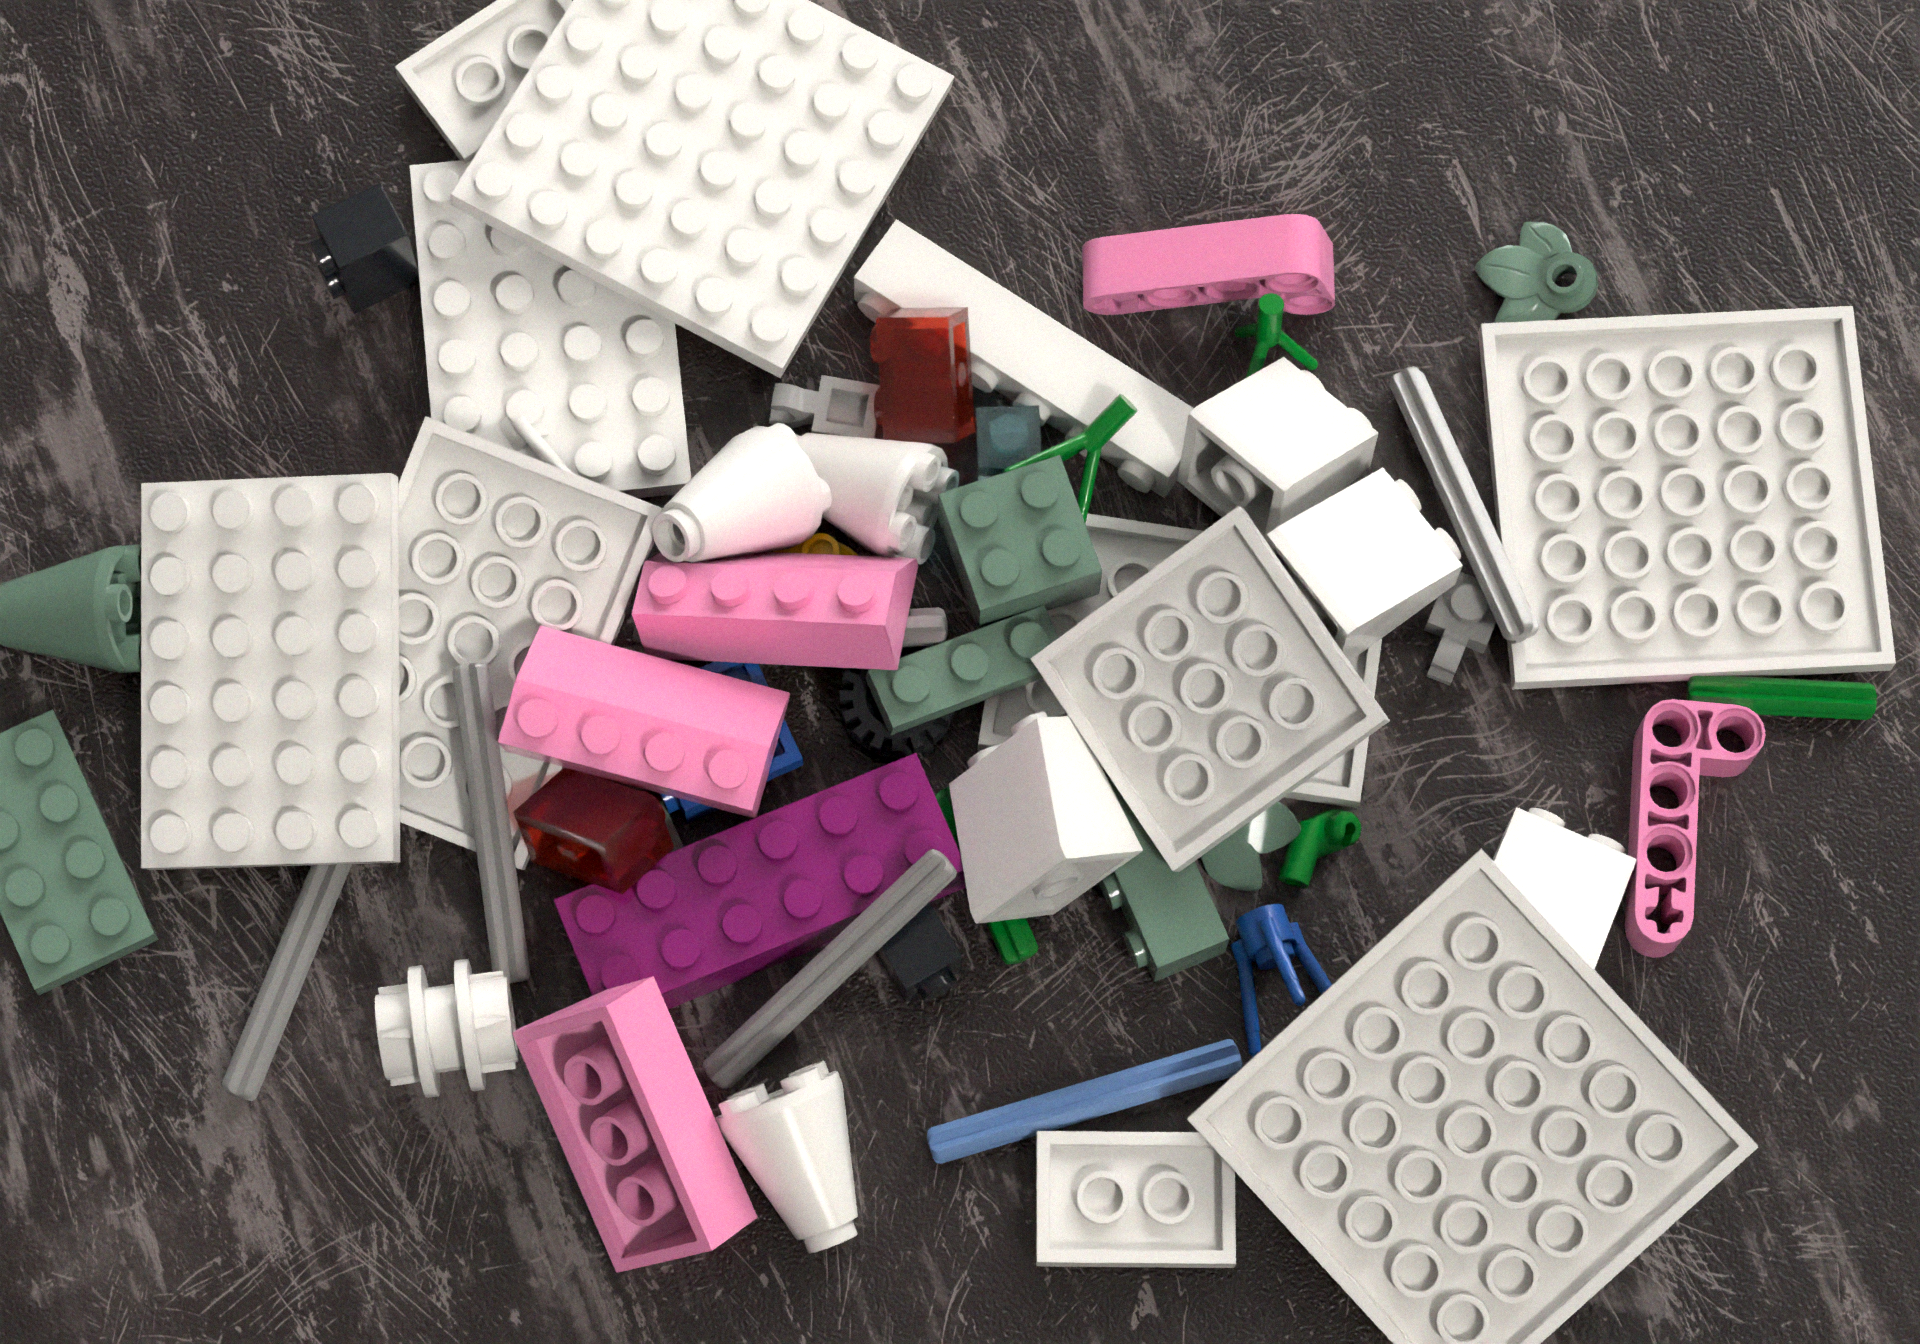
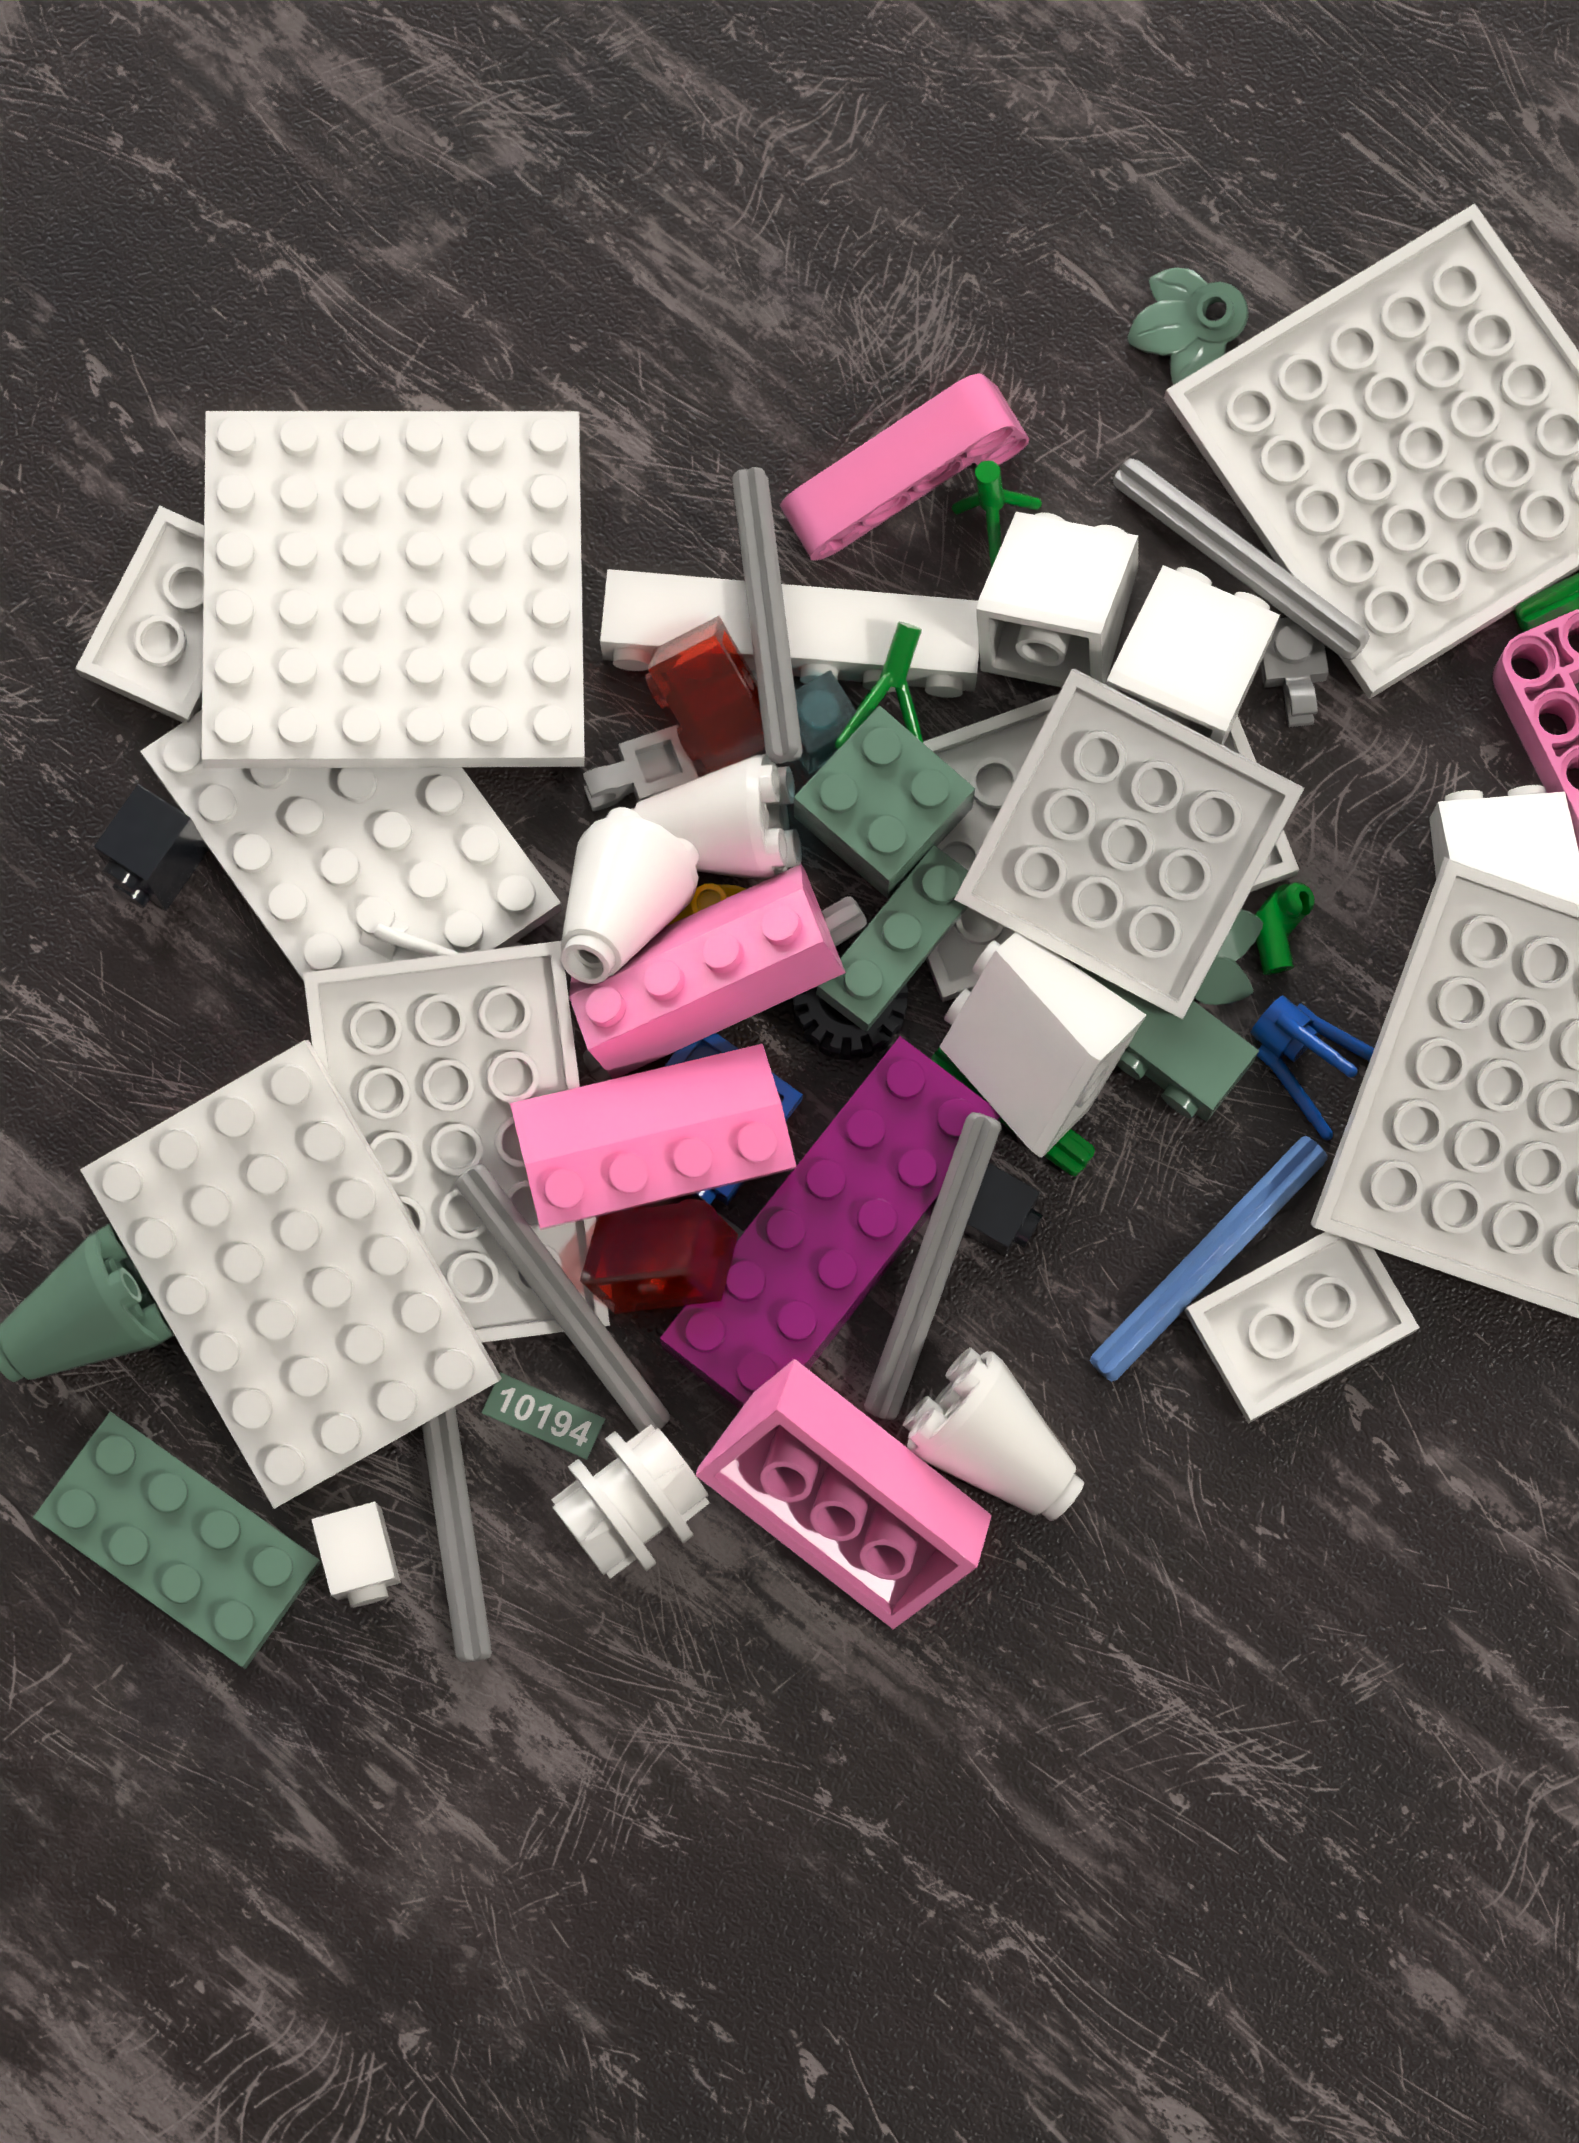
camera: 25 degrees left, 5 degrees up
(188, 946) = (356, 1554): none -> white brick
(422, 918) = (543, 1416): none -> sand green sticker
(1009, 329) = (767, 615): none -> light grey axle

